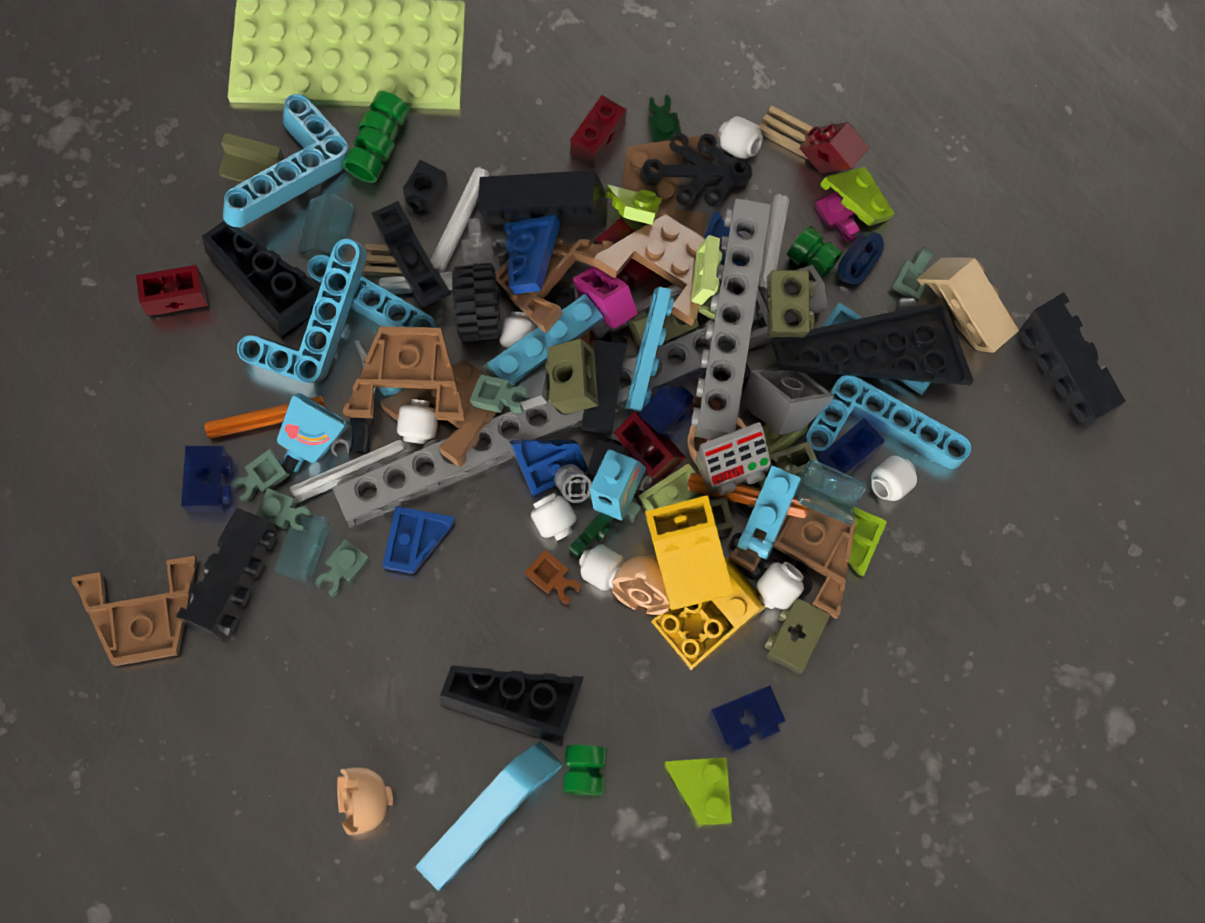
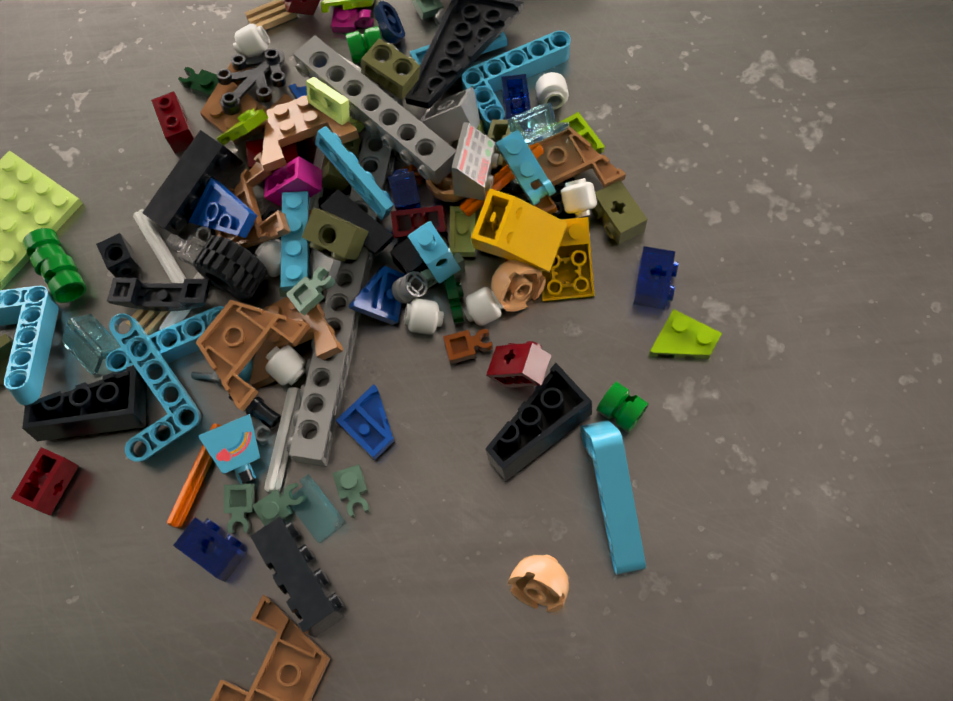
camera: 45 degrees left, 5 degrees down
(560, 642) = (519, 364): none -> dark red brick

